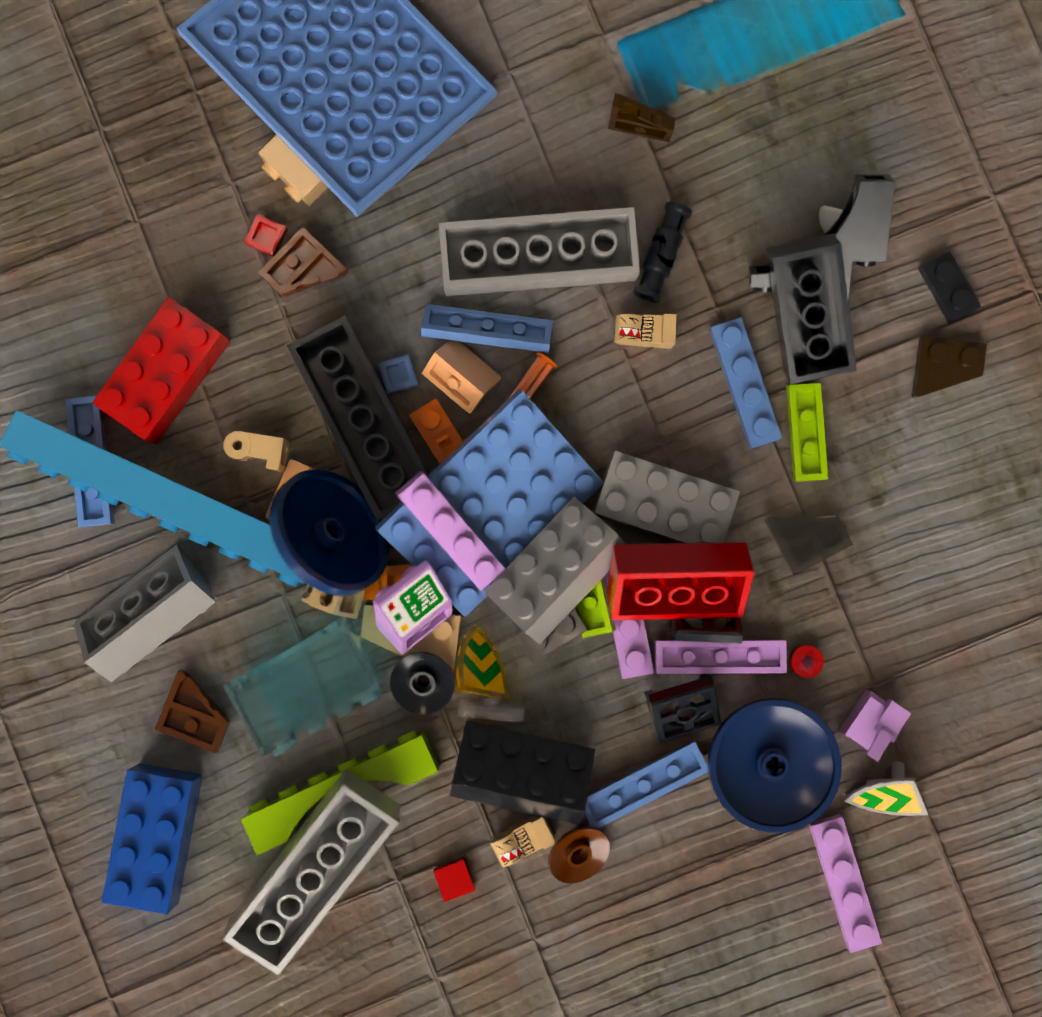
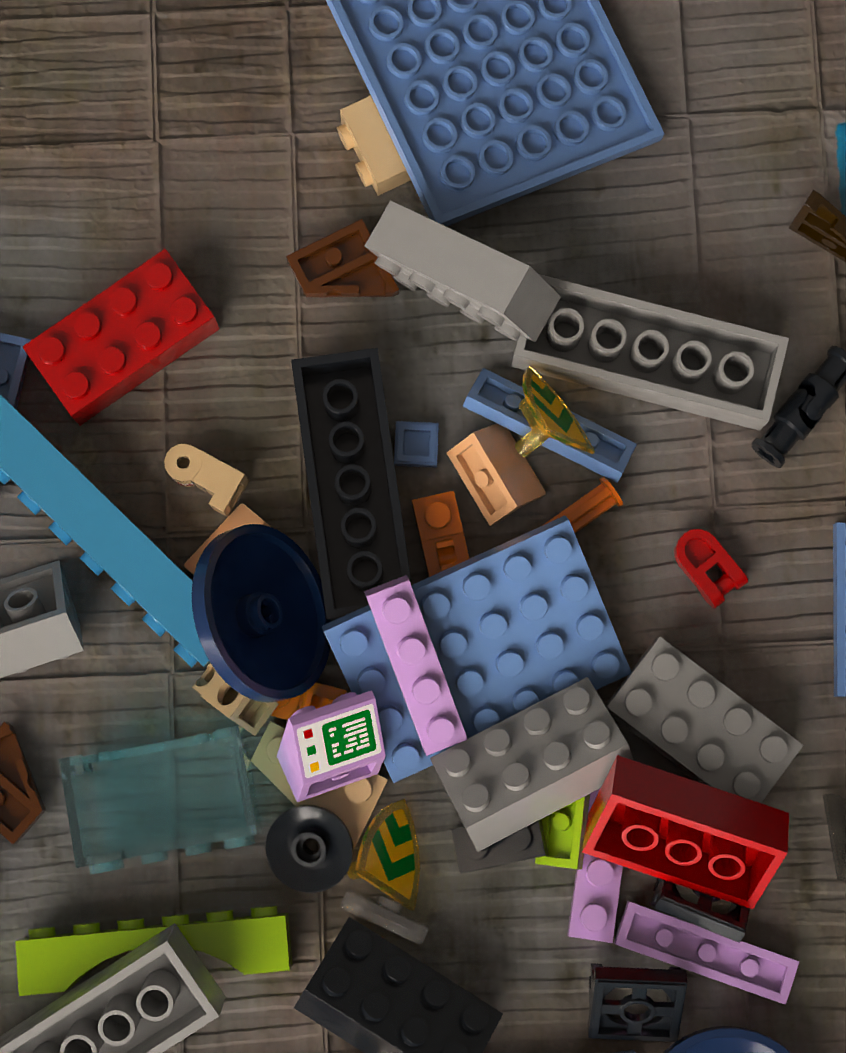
camera: 20 degrees right, 5 degrees down
(265, 235) = (311, 213): tile -> none
(385, 240) = (462, 273): none -> light grey brick
(483, 323) = (547, 417): none -> shield
(622, 381) = (698, 552): none -> red plate
(646, 330) = (751, 498): tan leg -> none
(806, 661) = (816, 999): red tile -> none

